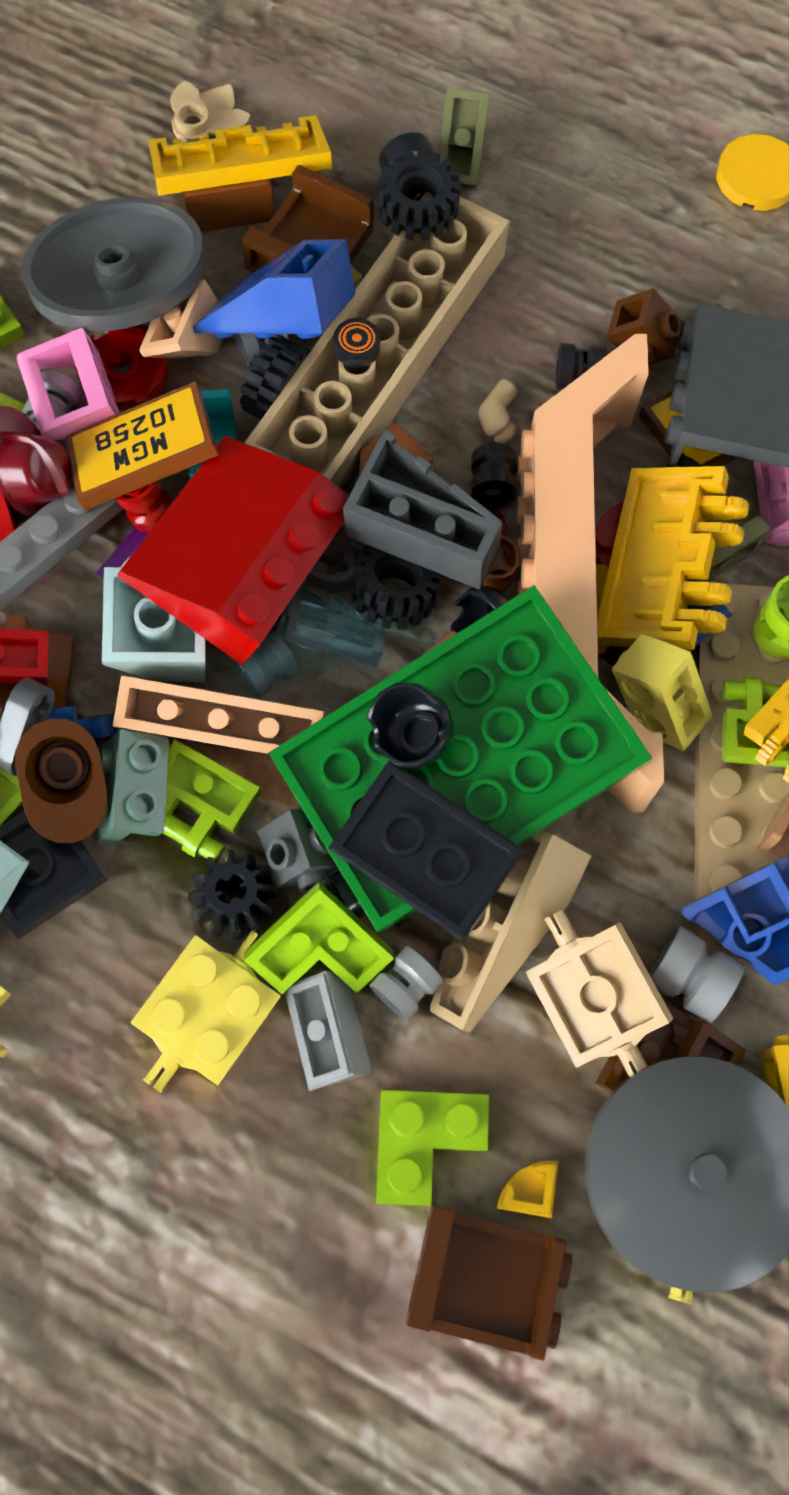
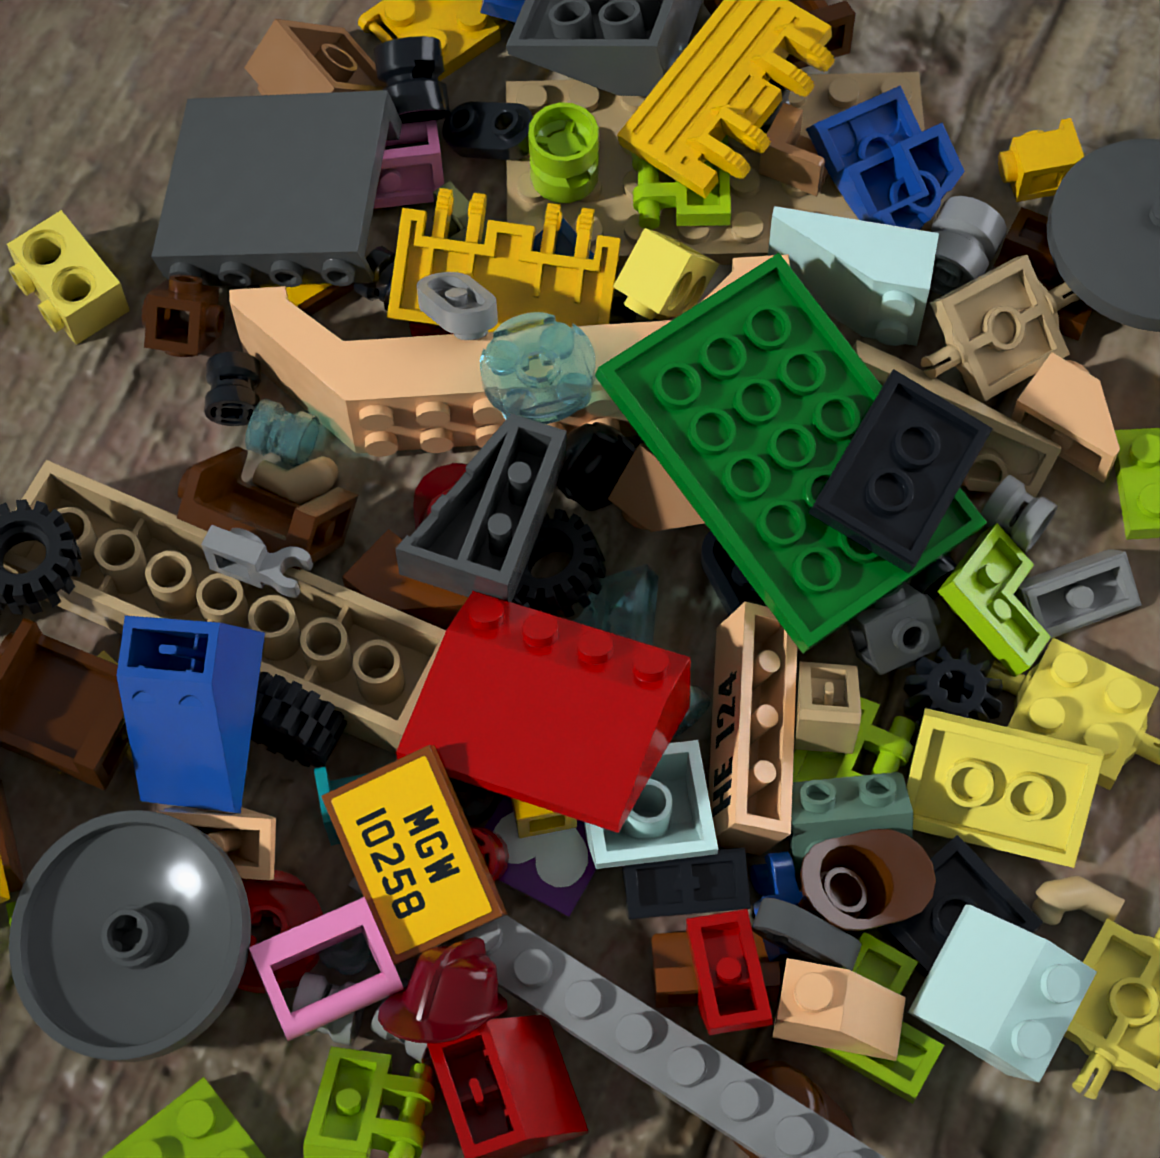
camera: 90 degrees left, 5 degrees down
(40, 972) = (1075, 894): none -> tan arm
(85, 675) = (687, 885): none -> black hinge
(135, 915) = (1002, 787): none -> light yellow plate
(227, 774) = (827, 707): none -> tan slope
(356, 342) = (250, 607): black tile -> none
(399, 334) = (246, 559): none -> light grey plate
(410, 725) = (781, 476): black hair -> none
(456, 370) = (219, 497): none -> reddish brown panel
(493, 474) = (394, 471): black wheel -> none
(509, 1049) = (1071, 411): none -> light nougat slope
(537, 388) = (282, 433): none -> clear light blue wheel
(562, 527) = (553, 343): none -> clear light blue plate
(623, 499) = (458, 304): none -> light grey plate
(657, 881) = (860, 270): none -> light aqua slope
(690, 258) = (73, 274): none -> light yellow brick

